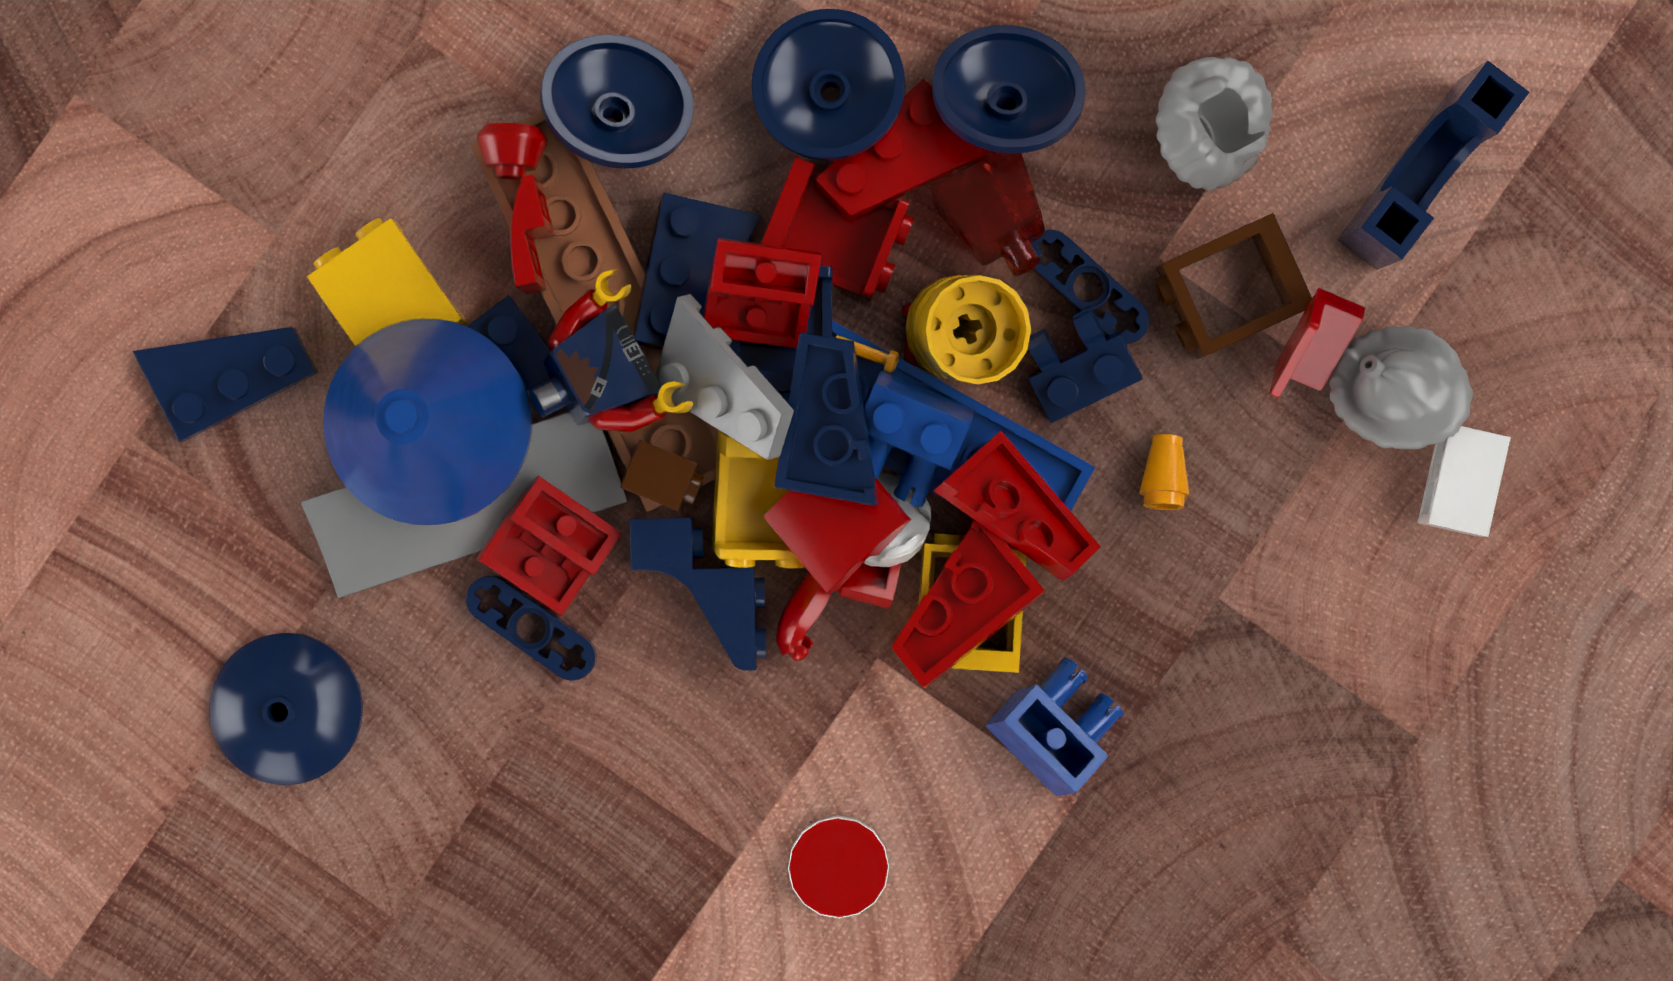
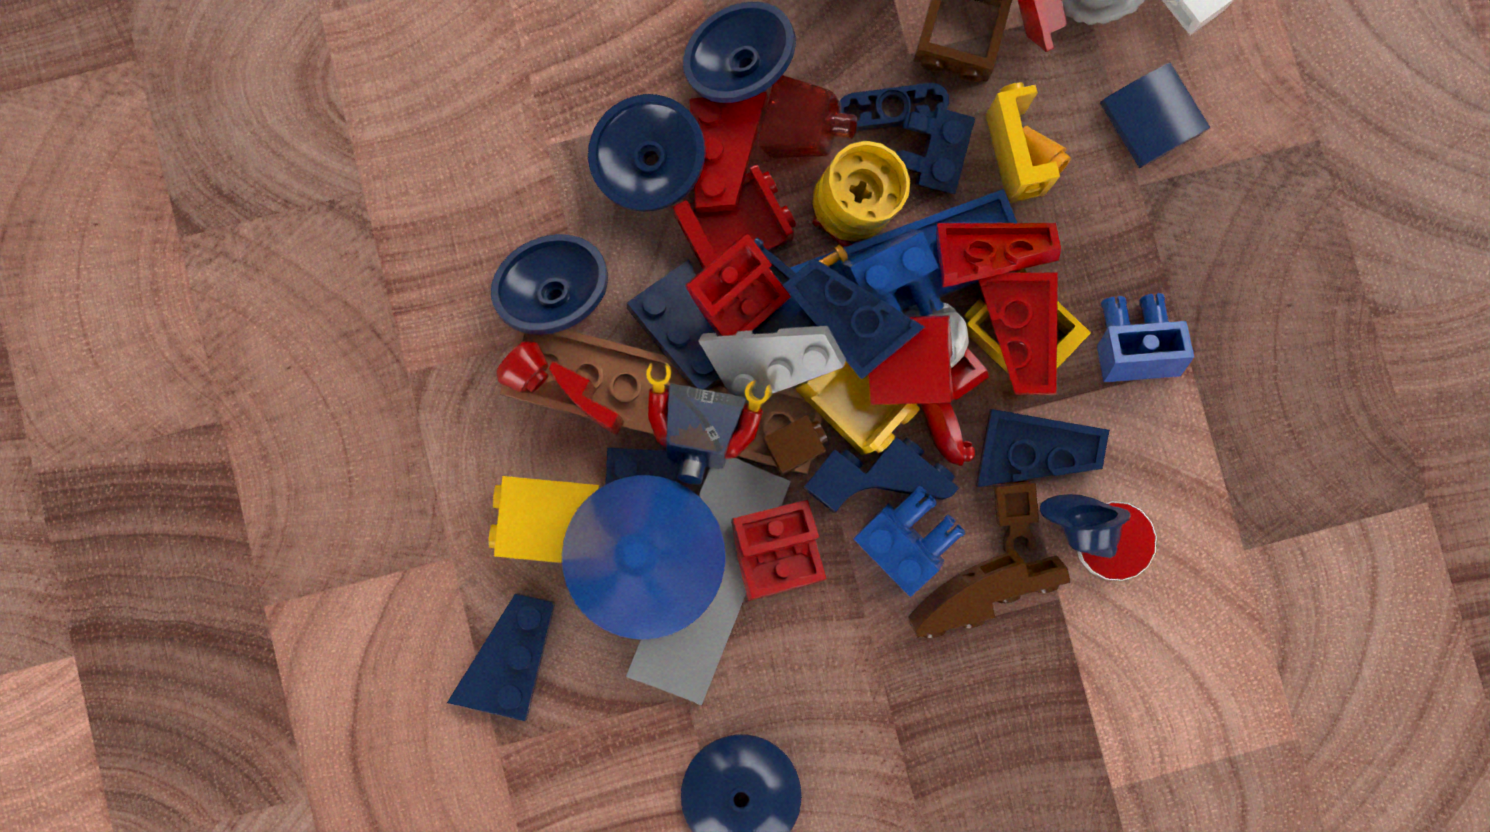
camera: 50 degrees left, 5 degrees down
(507, 596) = (849, 605): dark blue beam -> none
(650, 664) = (901, 549): none -> blue brick
(662, 767) = (970, 595): none -> reddish brown slope
(785, 745) = (1016, 508): none -> reddish brown plate
(828, 821) = (1087, 522): none -> dark blue piece
(864, 712) = (1036, 447): none -> dark blue wing
(1114, 474) = (1017, 174): none -> yellow panel
(1300, 554) = (1154, 115): none -> dark blue slope

